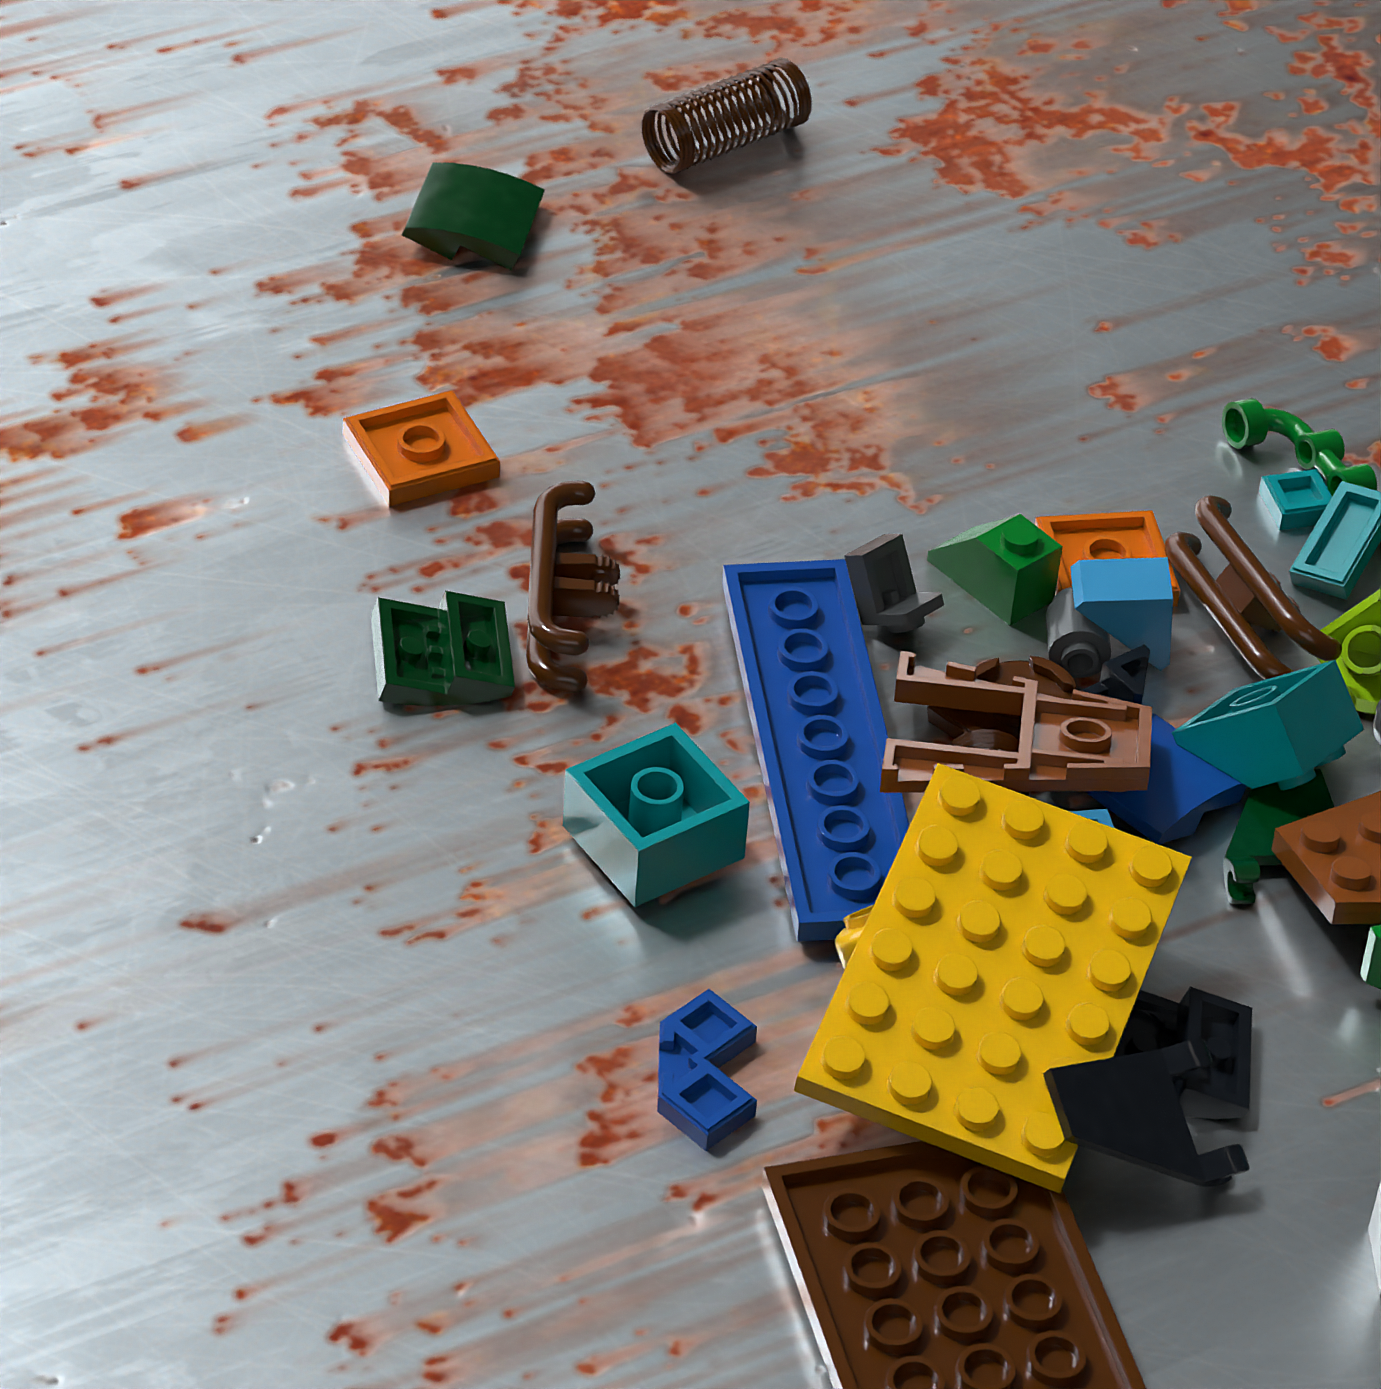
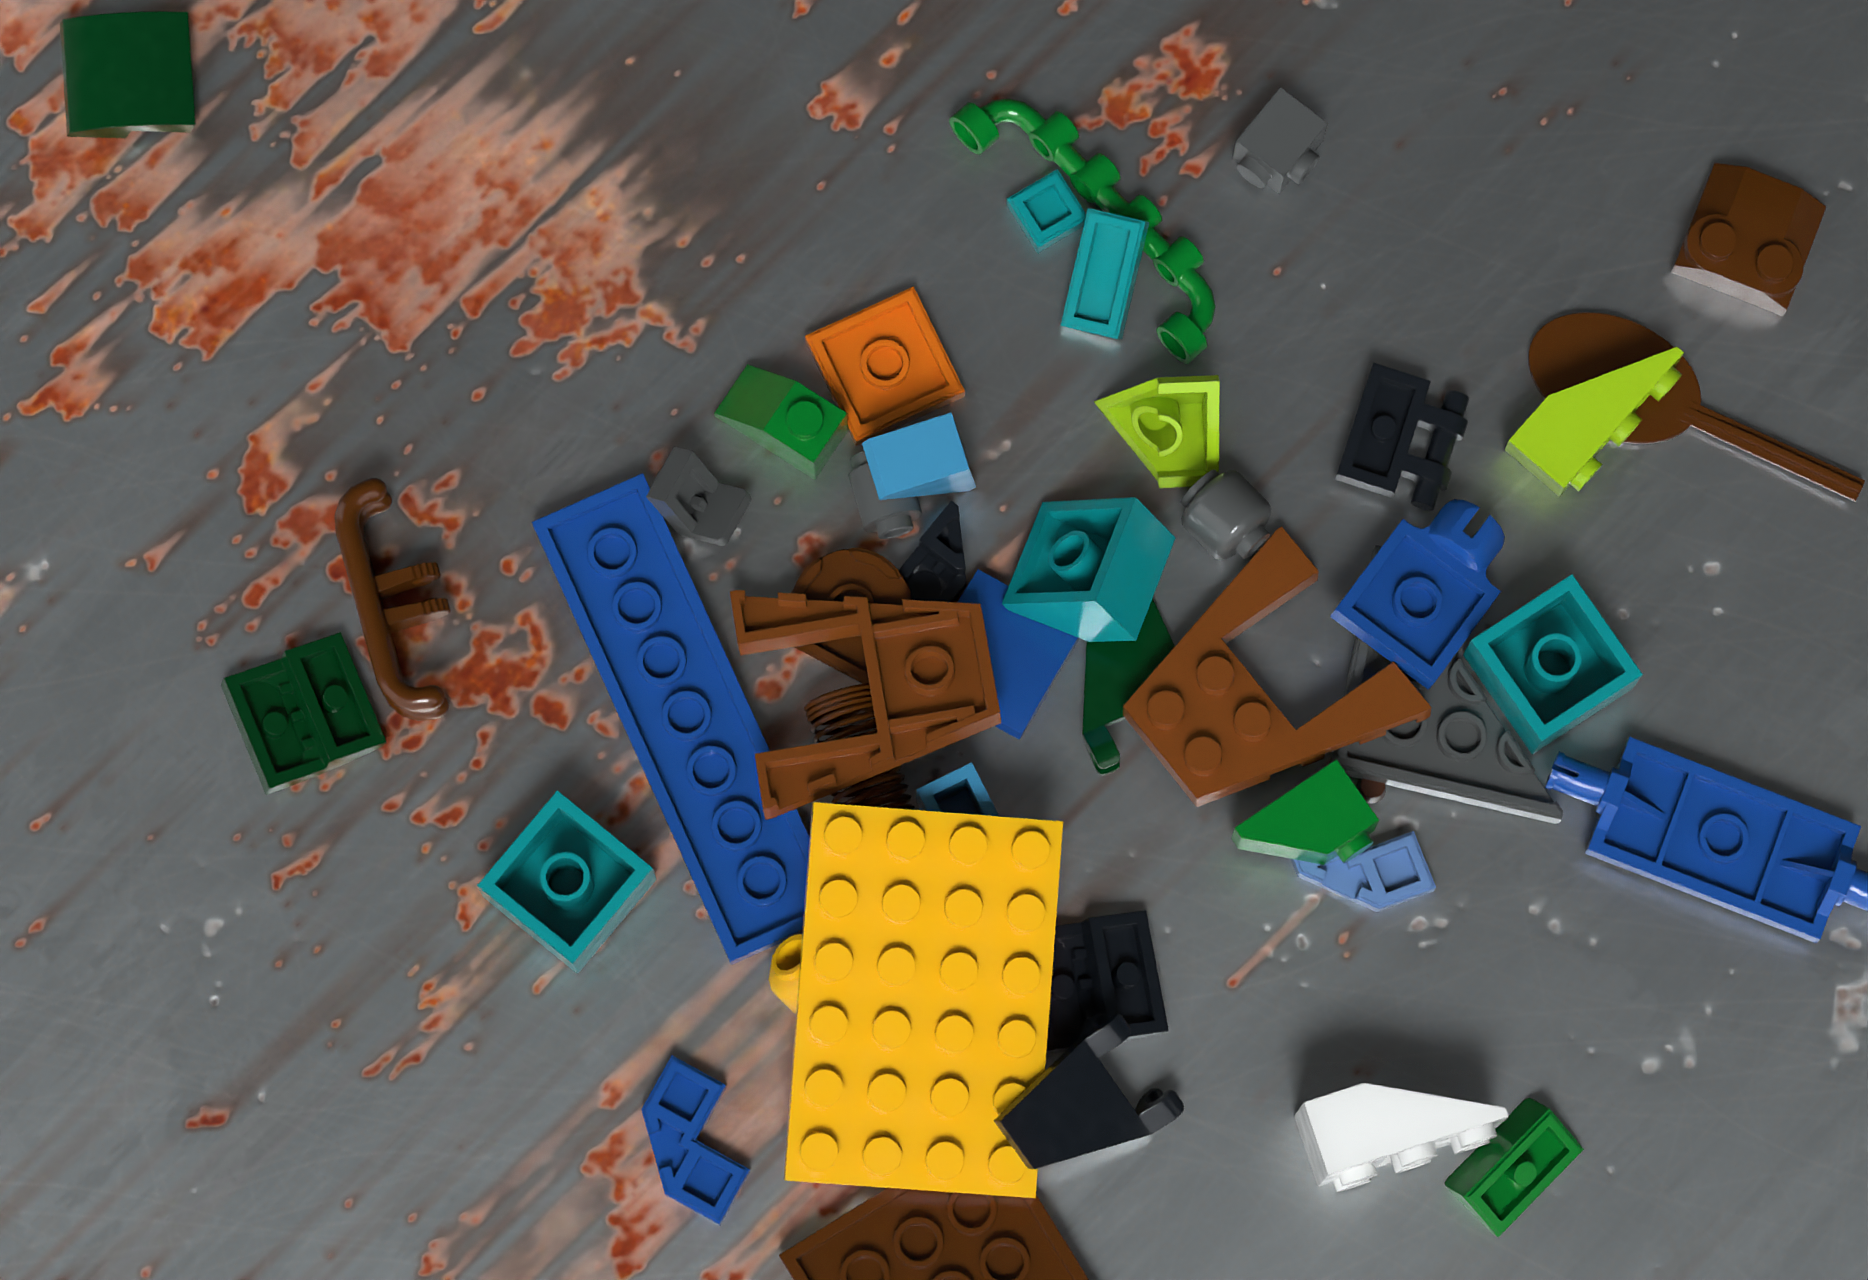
camera: 15 degrees left, 35 degrees up
(421, 448) = (190, 438): orange tile -> none
(1243, 593) = (1025, 396): reddish brown piece -> none

